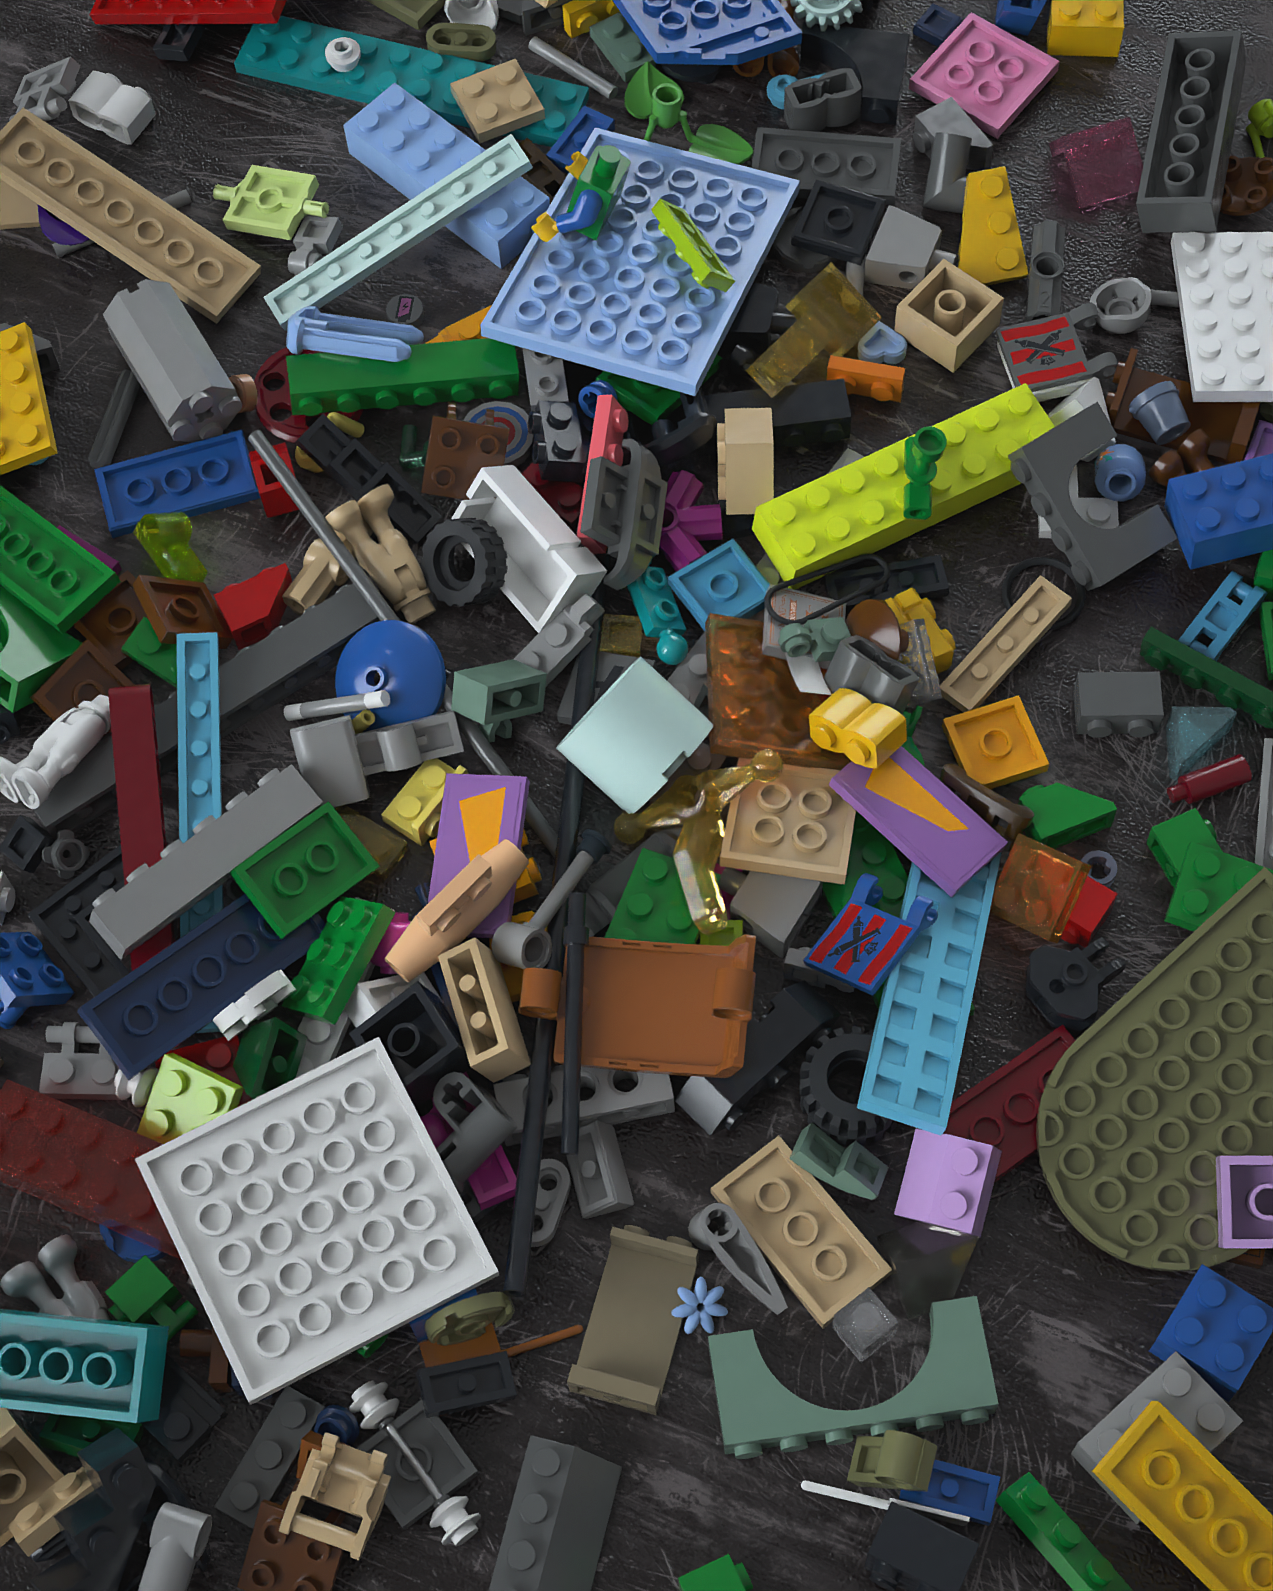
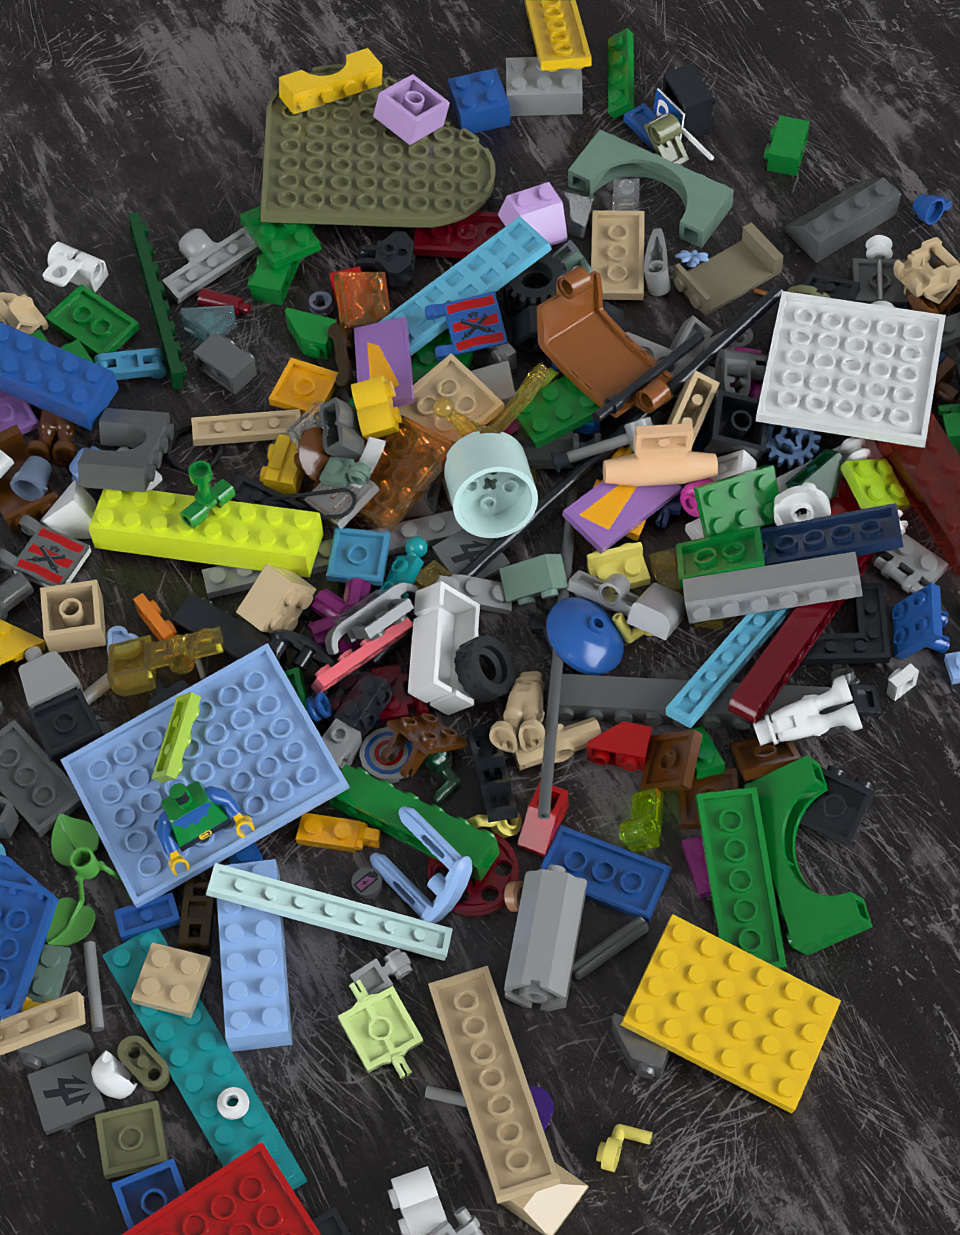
camera: 140 degrees left, 5 degrees down
(337, 705) = (627, 642): light grey bar -> none

